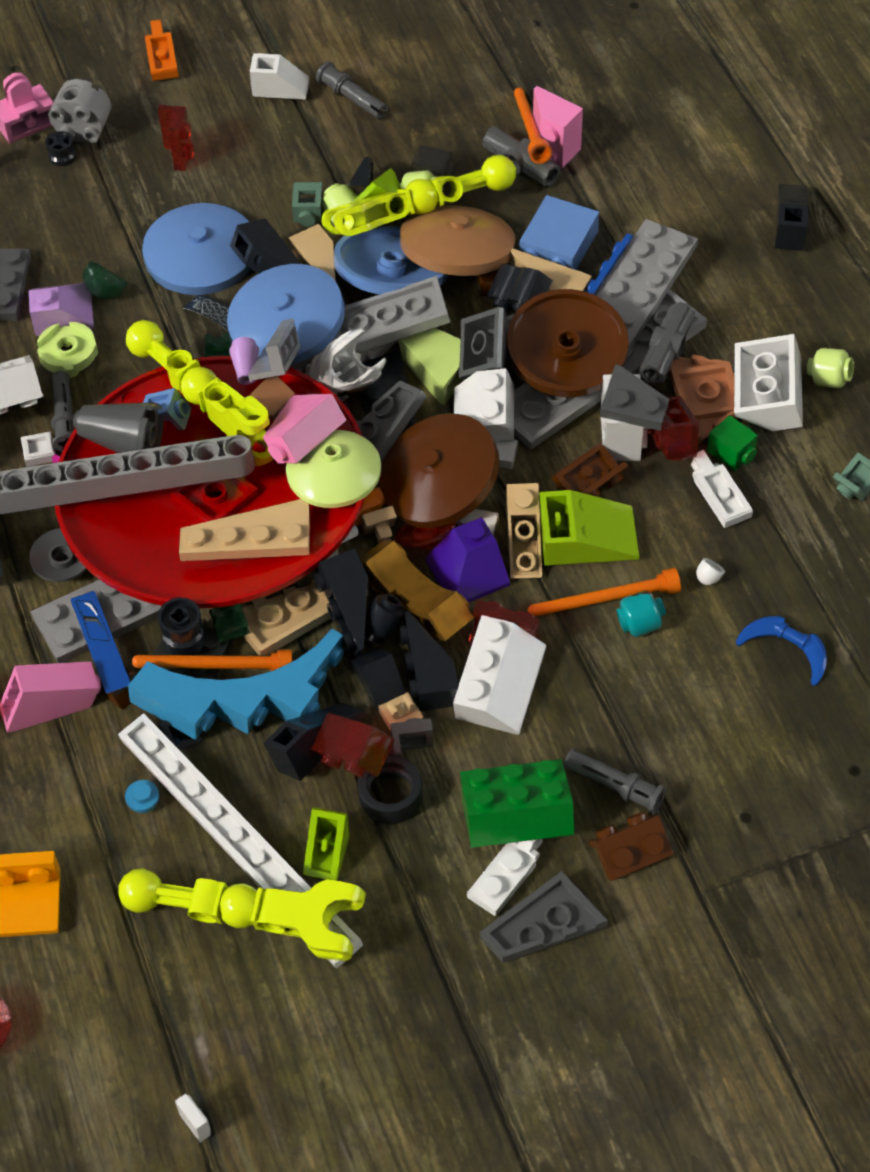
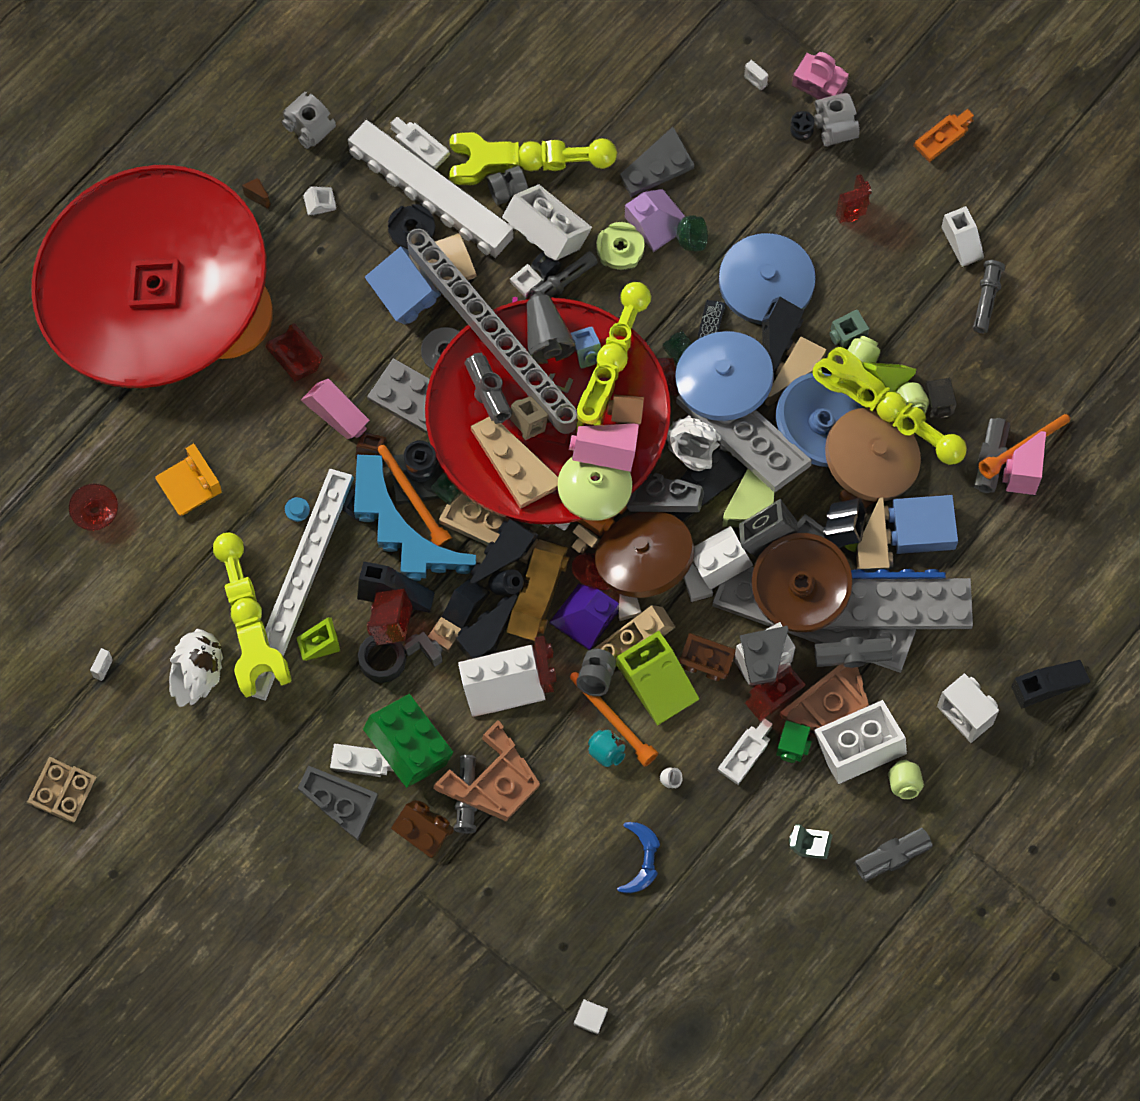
camera: 60 degrees right, 15 degrees up
(36, 419) = (545, 265): none -> black wheel
(100, 642) = (390, 416): blue sticker -> none
(147, 514) = (488, 388): none -> dark grey piece
(208, 493) = (529, 417): none -> dark tan brick
(244, 355) = (653, 374): lavender cone -> none
(275, 999) = (195, 667): none -> white head
(278, 353) = (664, 393): light grey panel -> none
(364, 173) = (894, 355): black slope -> none
(547, 578) = (596, 672): none -> dark grey wheel
(625, 732) = (501, 786): none -> nougat wing
(785, 279) = (968, 707): none -> white brick

